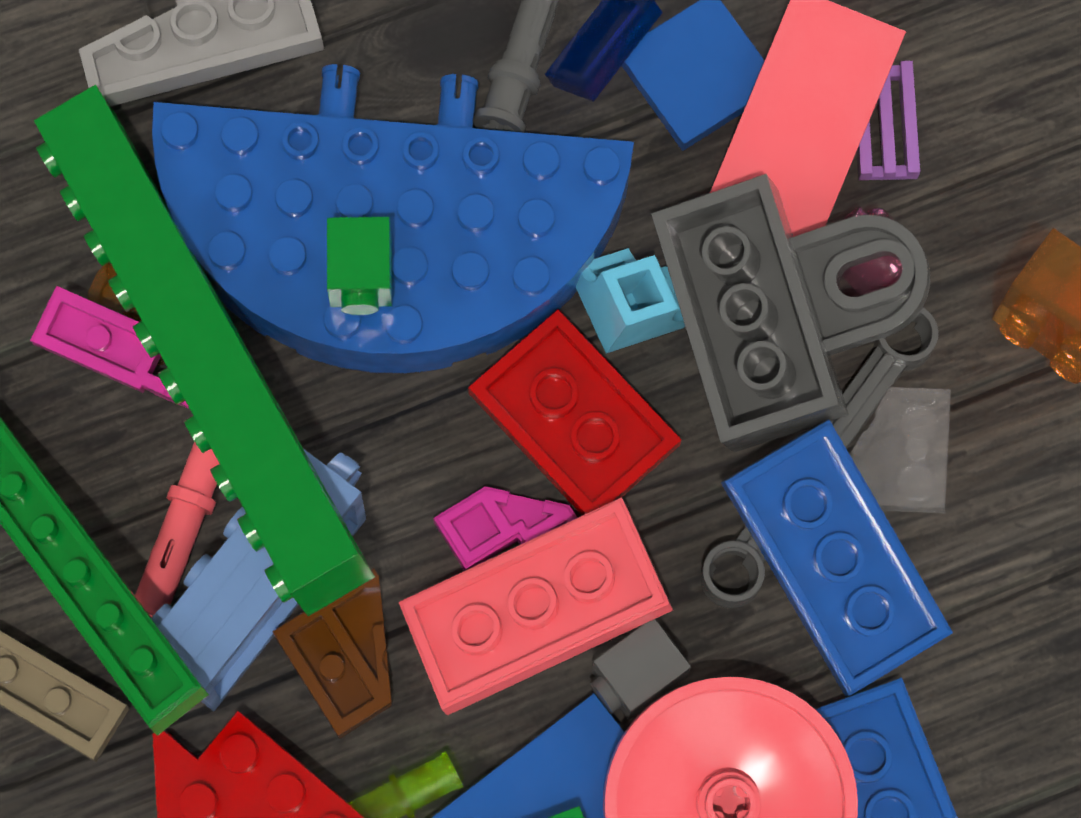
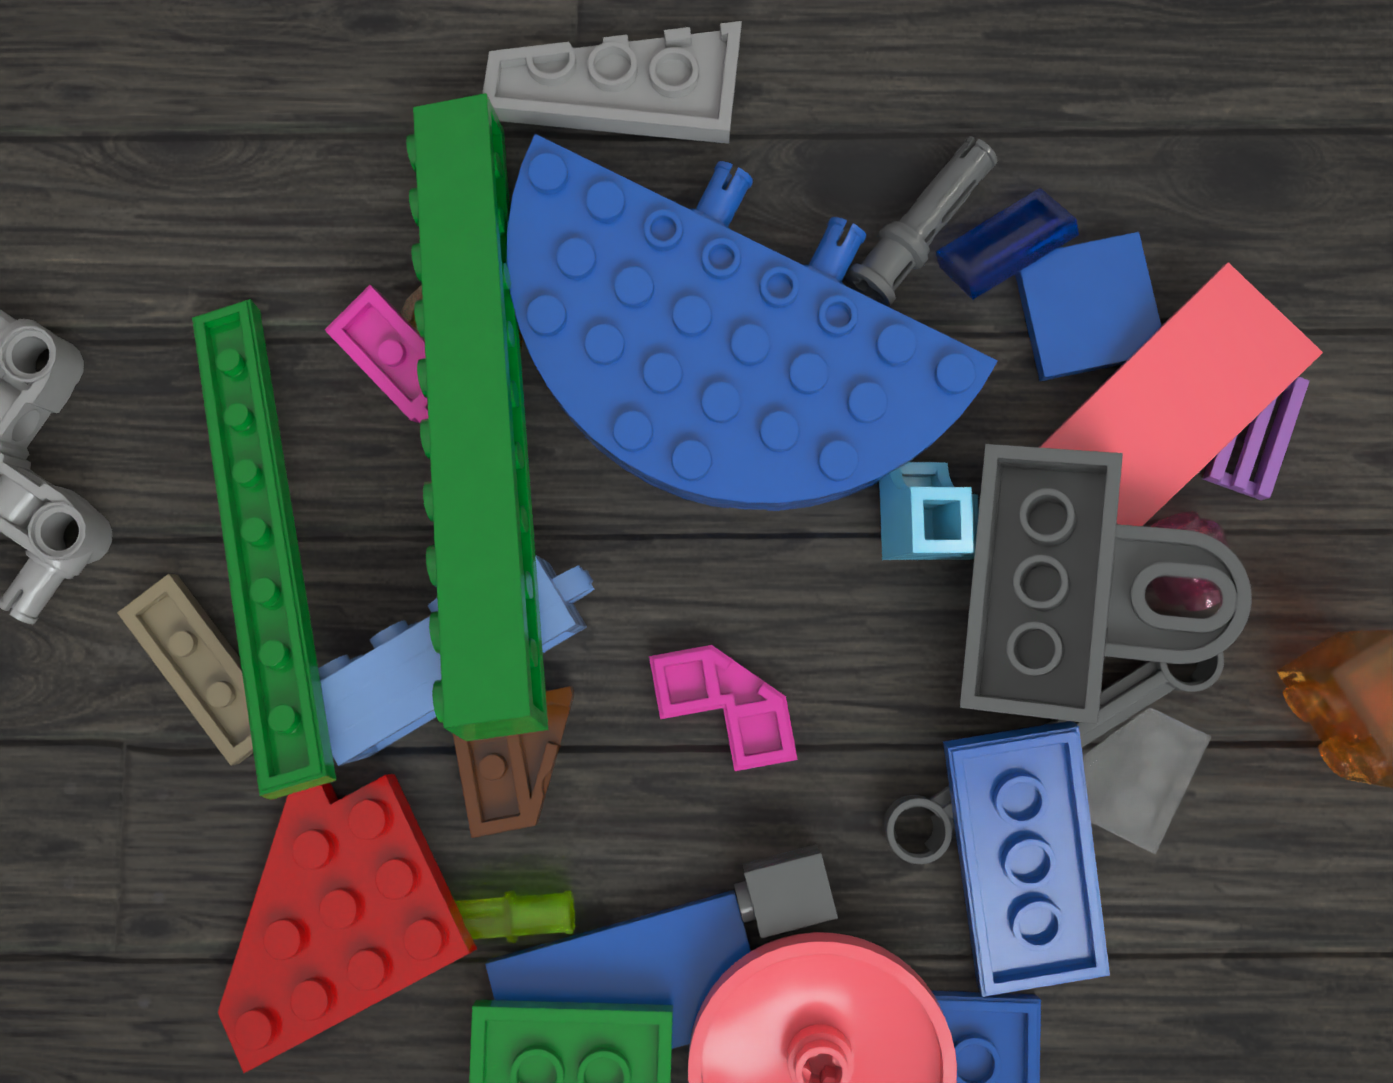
camera: 30 degrees right, 10 degrees up
(179, 530) = (384, 588): coral pin -> none
(359, 264) = (667, 385): green brick -> none
(534, 606) = (712, 790): coral tile -> none
(574, 415) = (826, 610): red plate -> none

